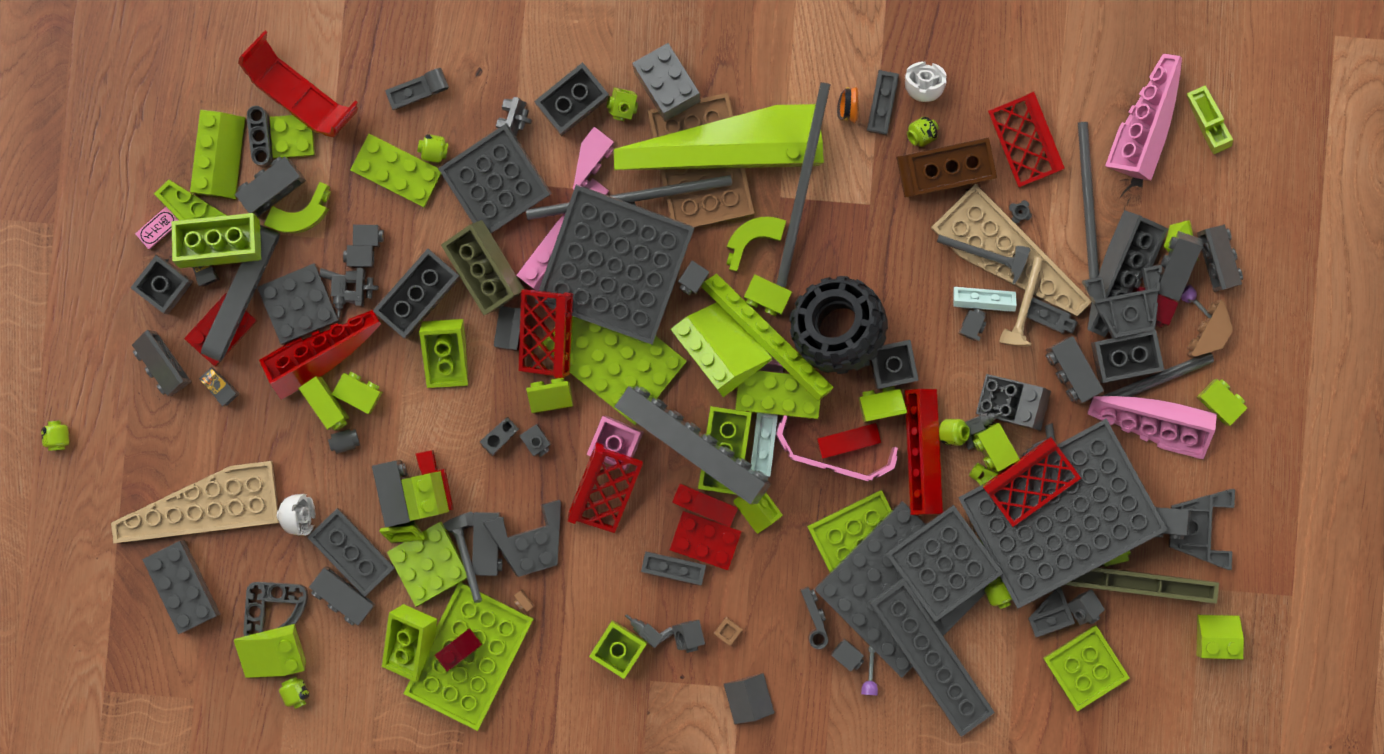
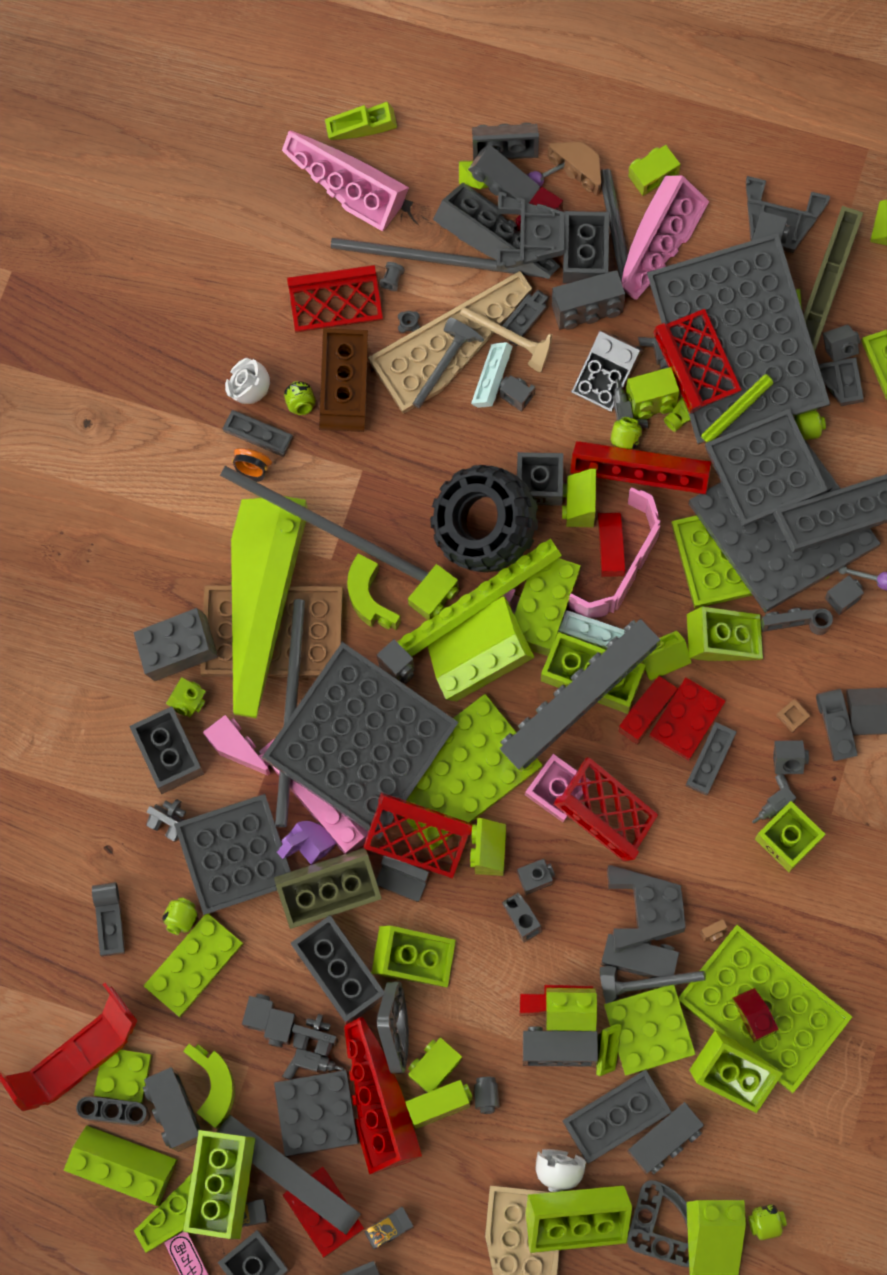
camera: 70 degrees left, 15 degrees down
(259, 538) = (578, 1218): none -> lime slope
(379, 351) = (393, 1027): none -> dark grey beam
(522, 242) = (309, 839): none -> medium lavender brick
(728, 670) = (837, 724): none -> dark grey plate
(786, 557) = (724, 635): none -> lime slope
(994, 526) = (737, 408): none -> lime axle
(1060, 186) = (392, 276): none -> dark grey bush

